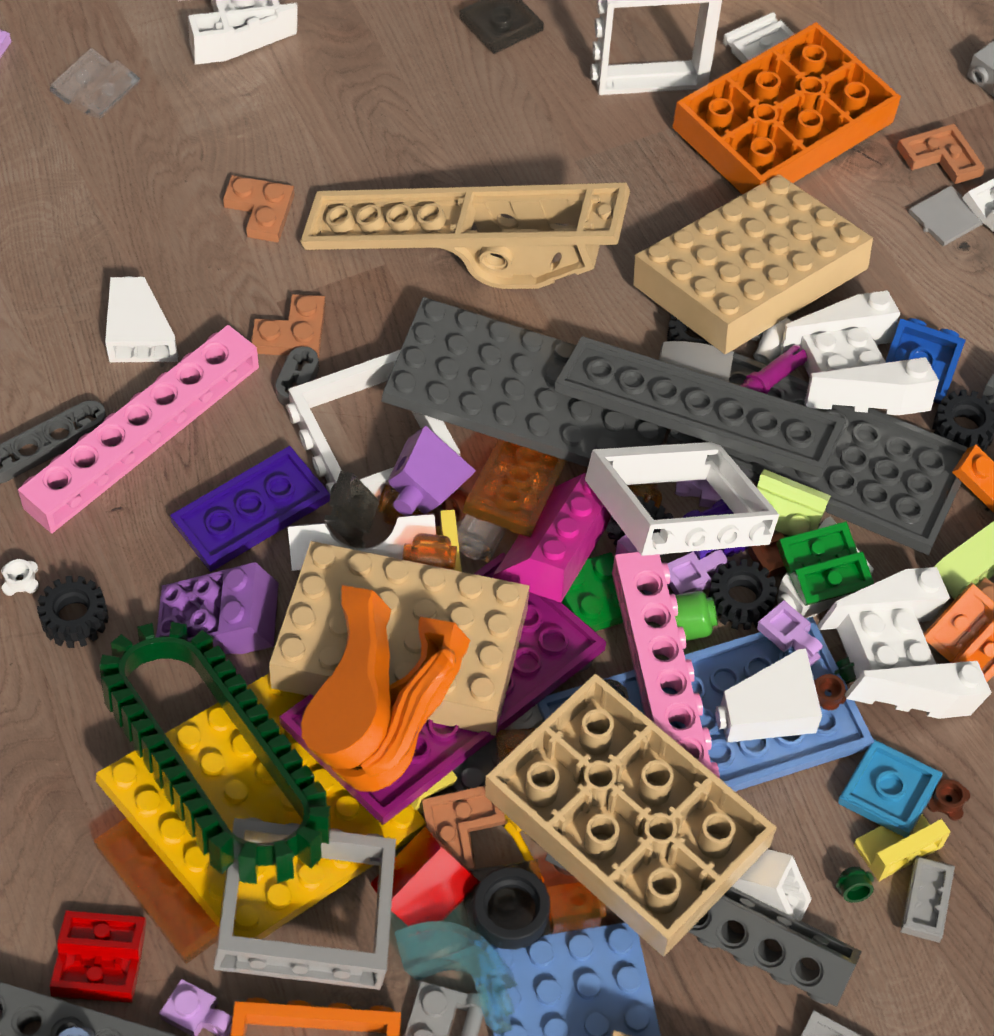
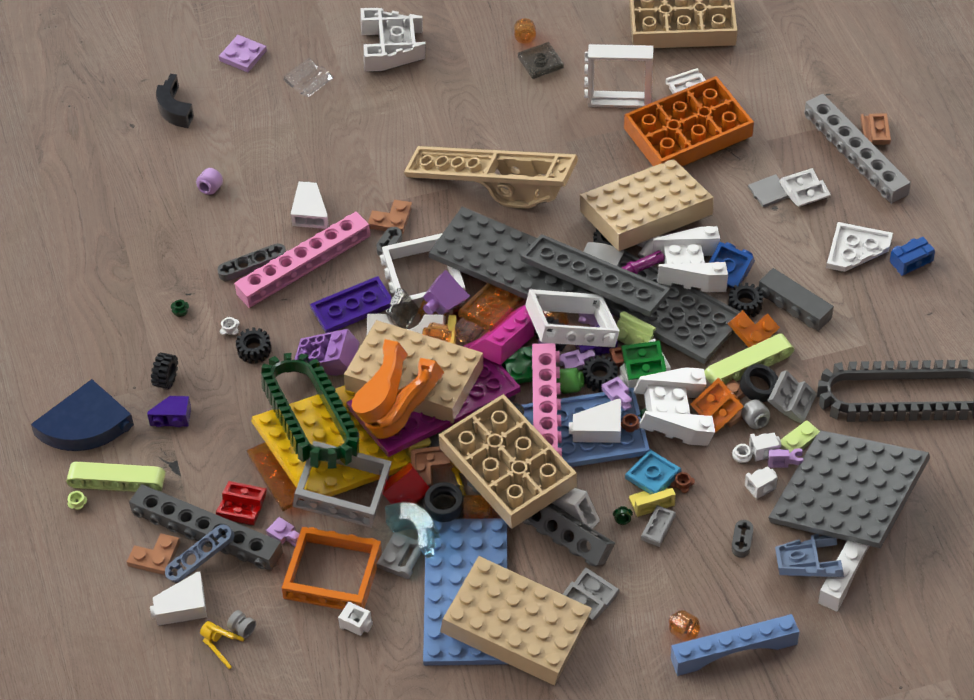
camera: 15 degrees right, 5 degrees down
(266, 201) = (390, 150): nougat plate -> none
(942, 146) = (776, 152): nougat plate -> none

